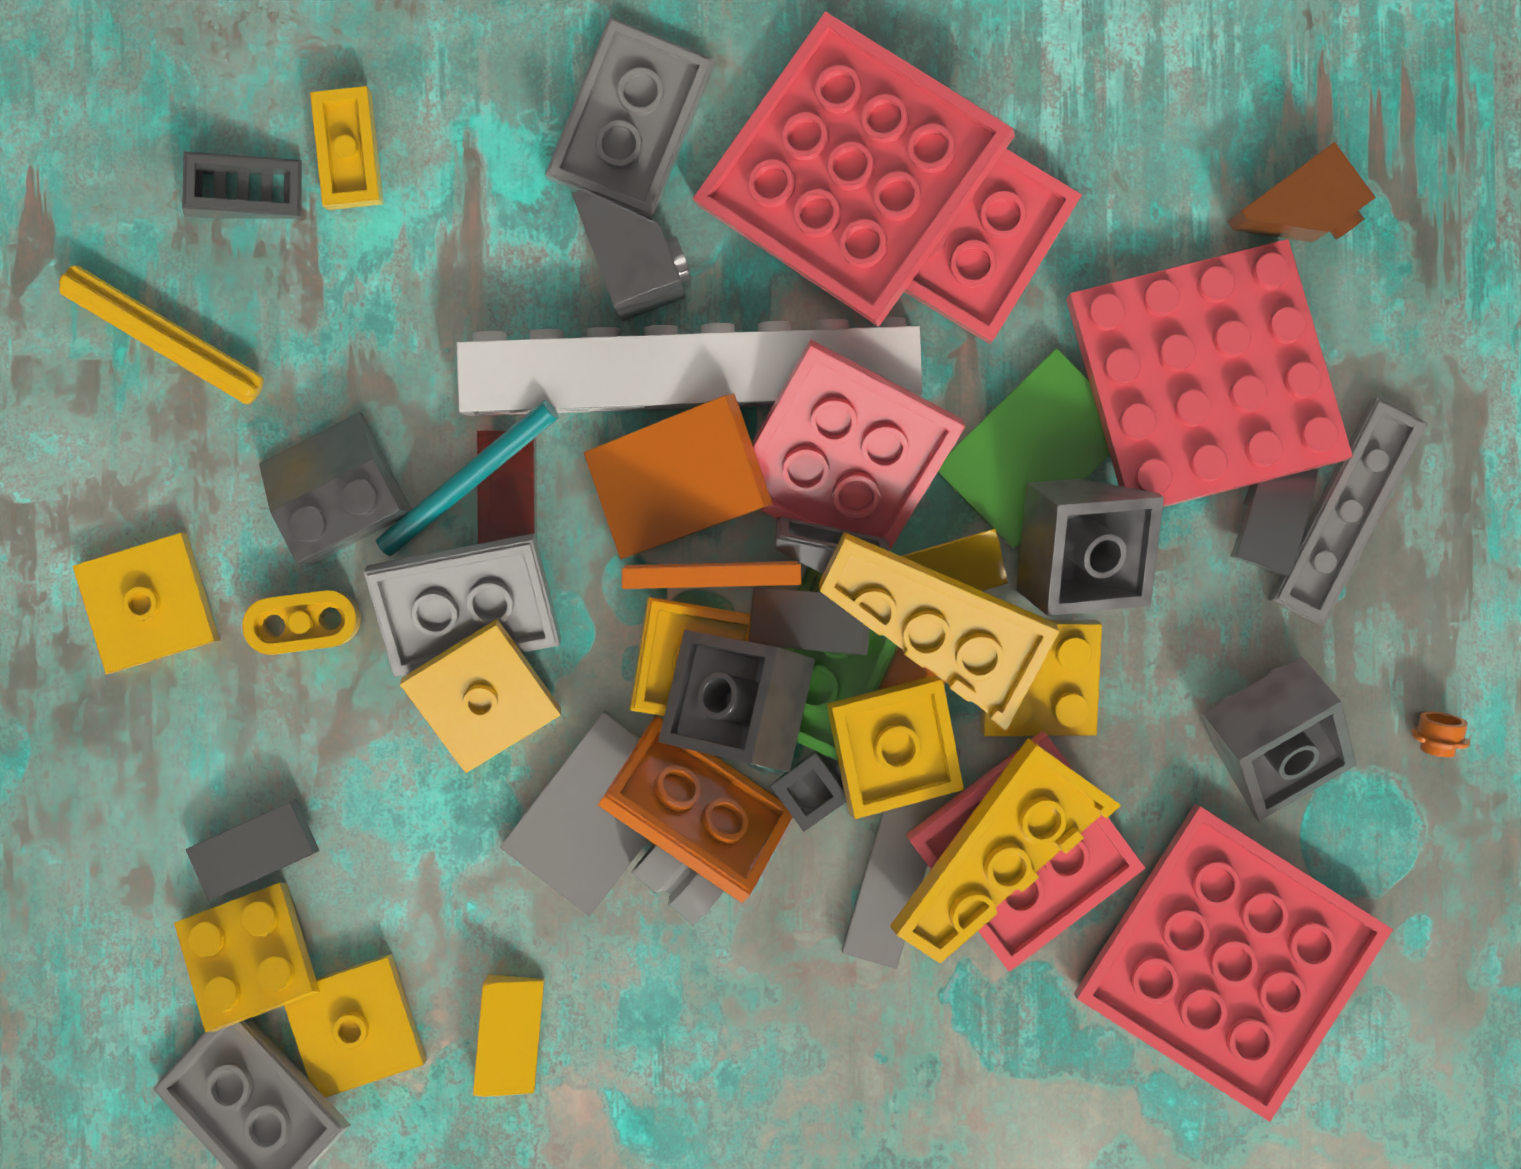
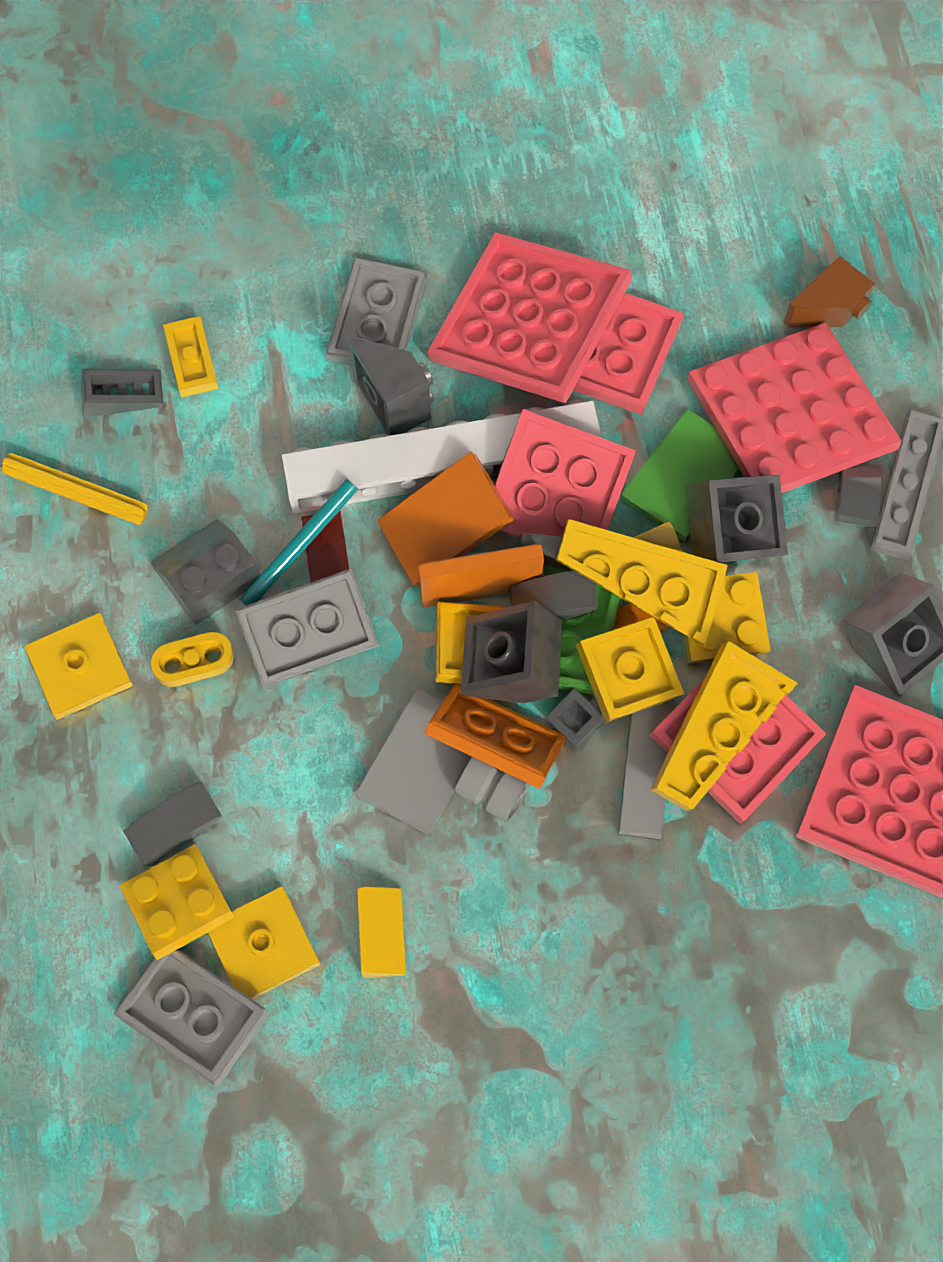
camera: 10 degrees left, 20 degrees down
(481, 696) = (328, 687): yellow plate -> none

